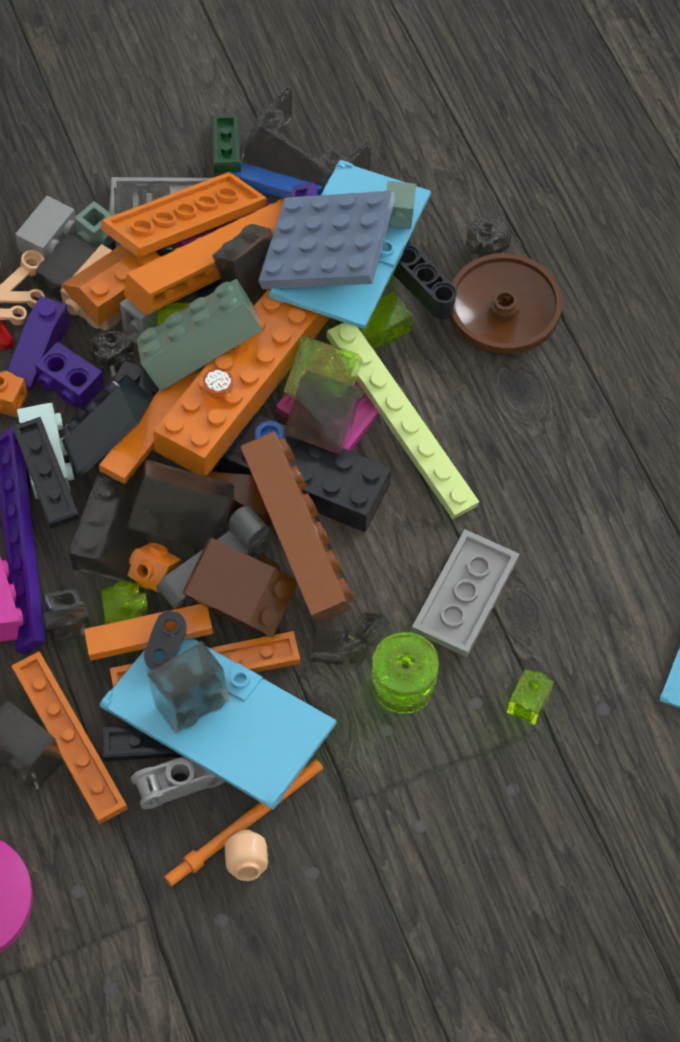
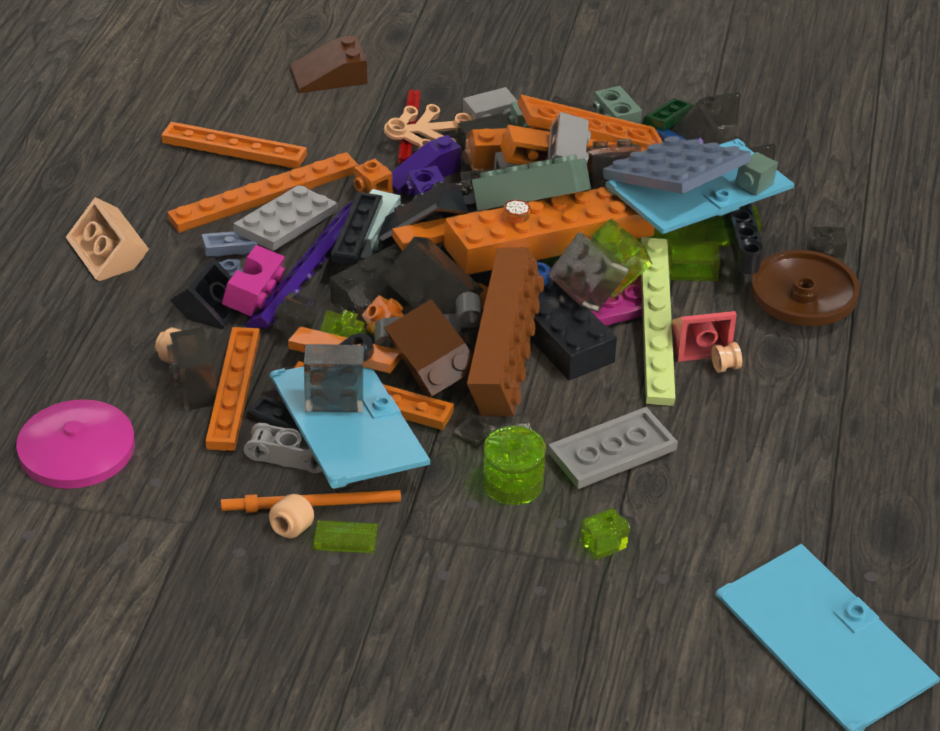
camera: 35 degrees right, 20 degrees down
(177, 166) = (617, 104): none -> sand green brick
(201, 264) = (568, 137): none -> light grey brick
(307, 842) = (346, 536): none -> clear neon green tile
(456, 412) = (697, 334): none -> coral slope
(490, 426) = (726, 357): none -> light nougat wheel

